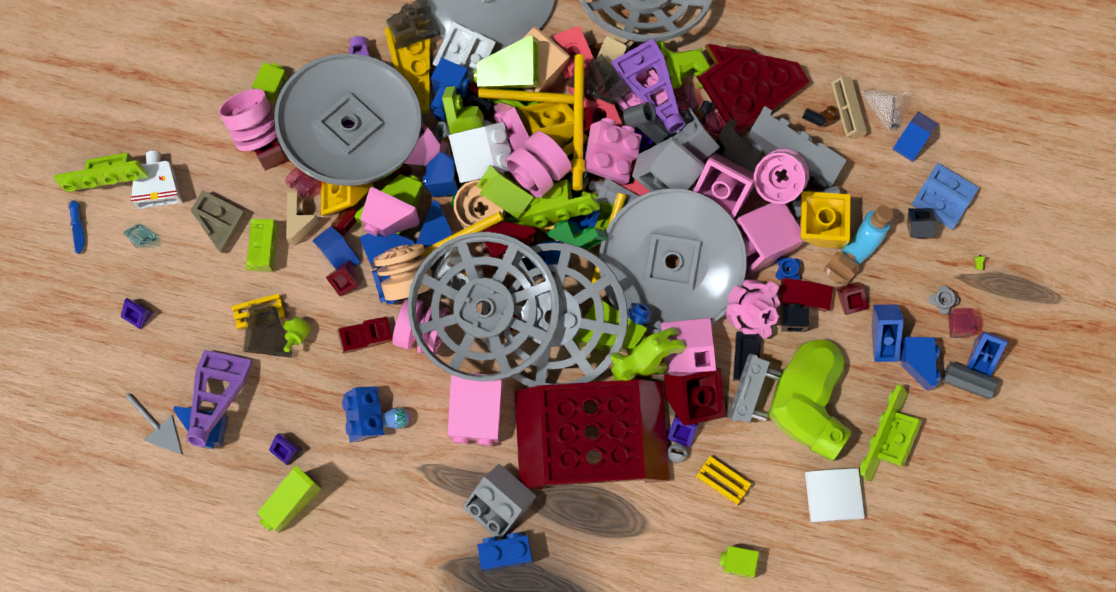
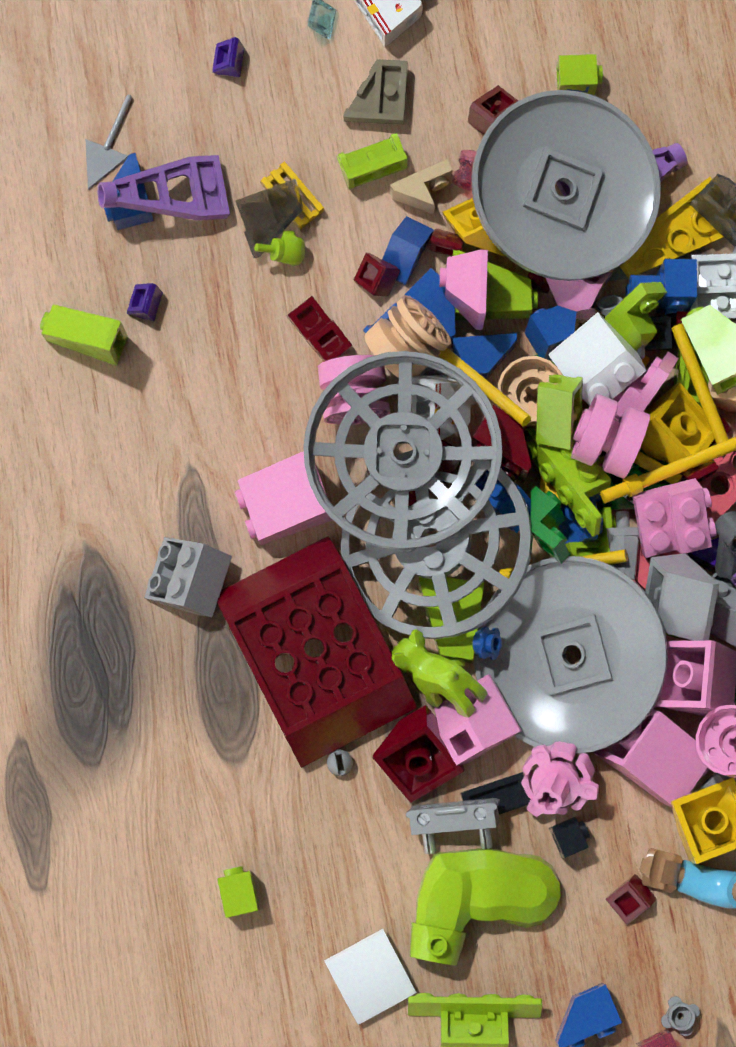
camera: 65 degrees right, 5 degrees up
(249, 119) = (514, 69): bright pink wheel -> none
(362, 413) = (222, 371): blue bracket -> none
(396, 418) = (234, 411): medium blue piece -> none
(504, 553) = (129, 610): blue brick -> none
(680, 433) = (363, 758): dark purple slope -> none
(741, 492) = (317, 830): yellow tile -> none
(793, 264) = (639, 807): blue plate -> none
(805, 293) = (607, 838): dark red slope -> none
(886, 332) = (603, 959): blue slope -> none

